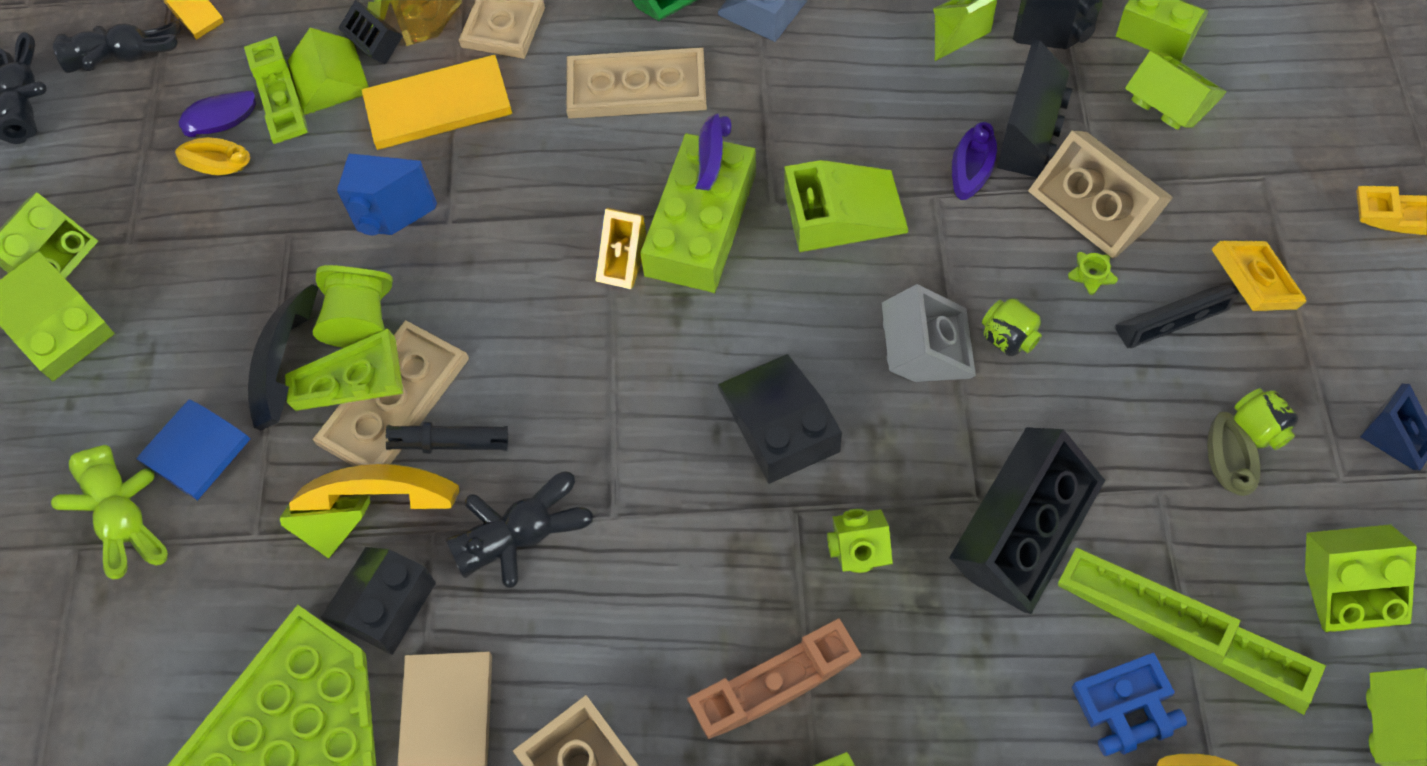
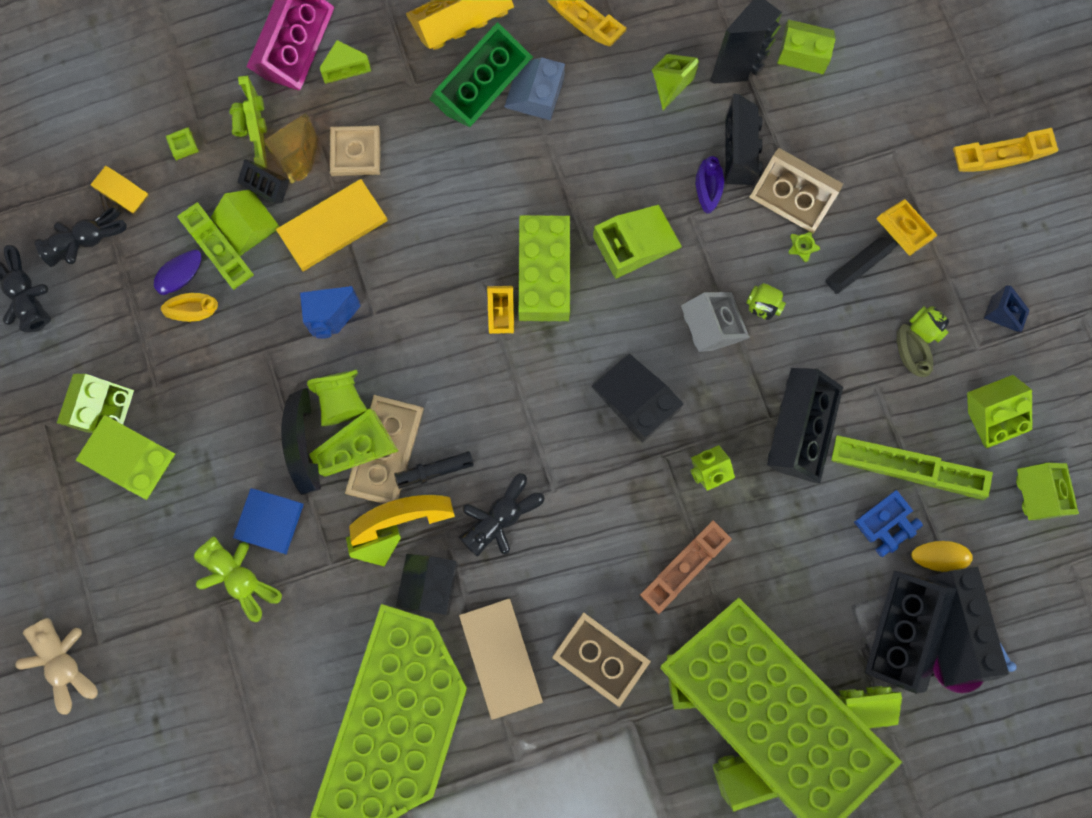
camera: 25 degrees left, 15 degrees up
(636, 83) = (466, 176): tan tile -> none
(711, 149) = (546, 229): dark purple arm -> none
(1173, 90) = (826, 101): lime slope -> none

